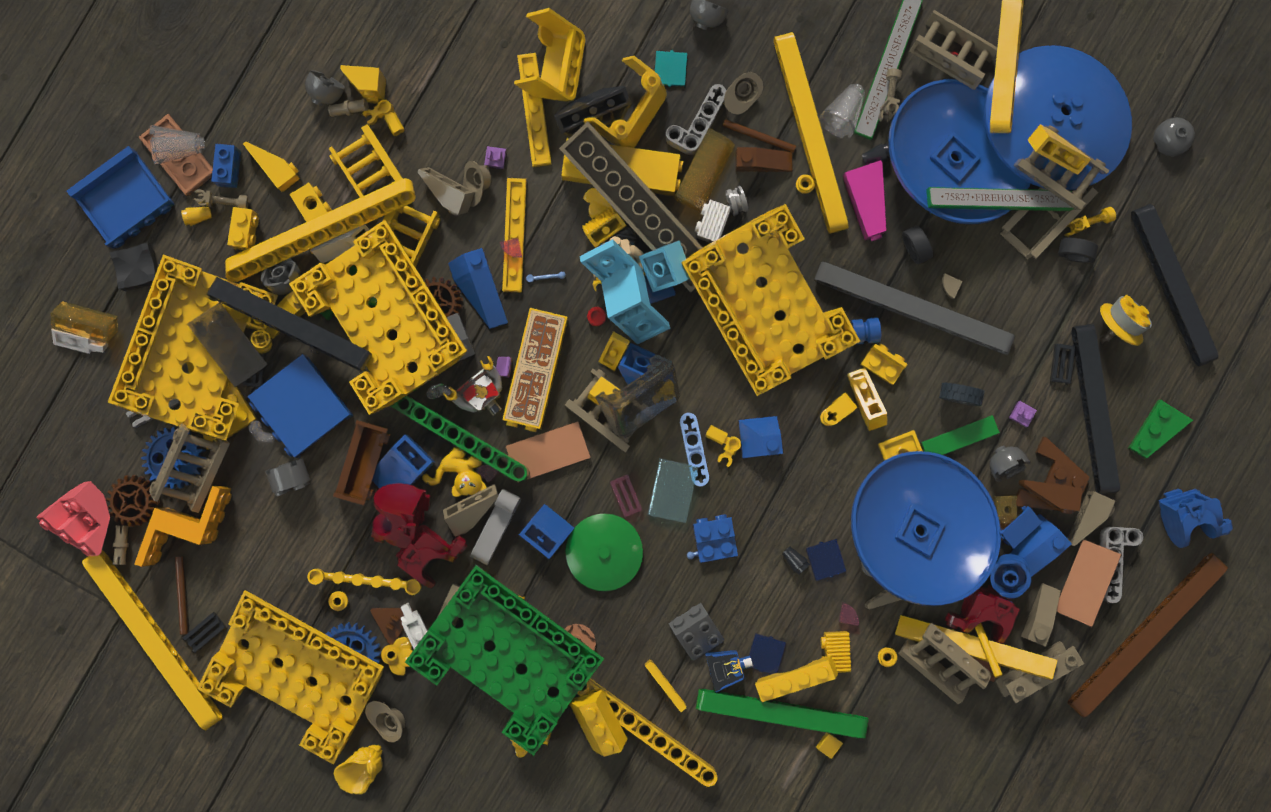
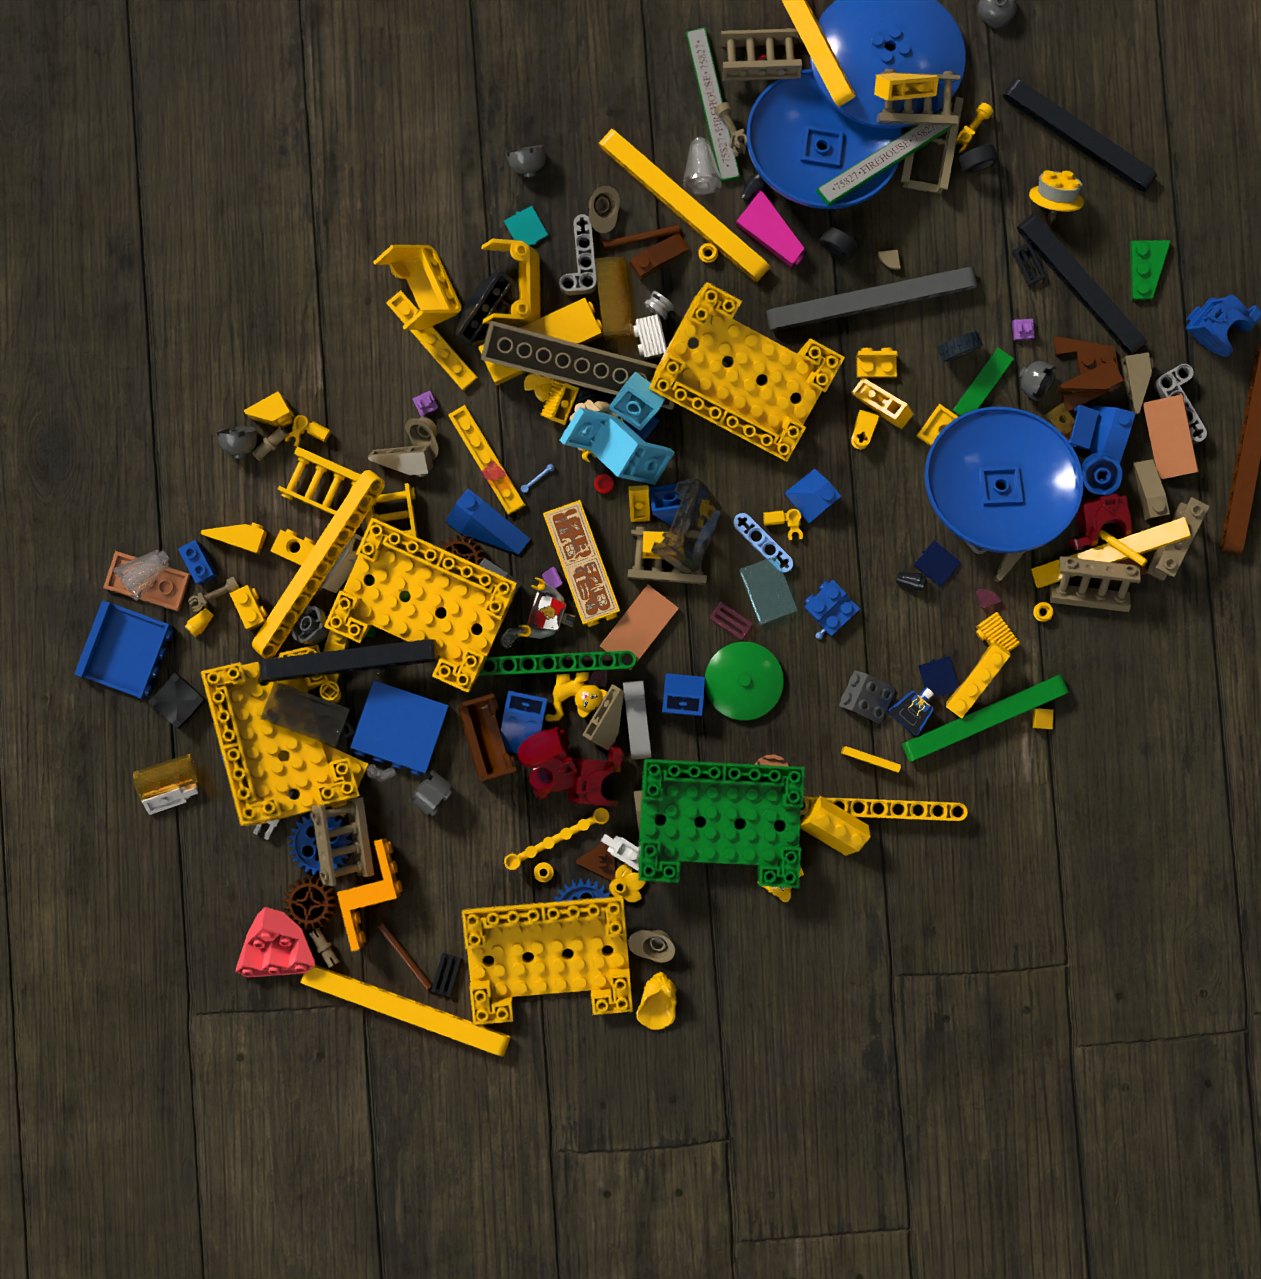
camera: 30 degrees left, 0 degrees up
(868, 330) = (844, 344): blue wheel -> none

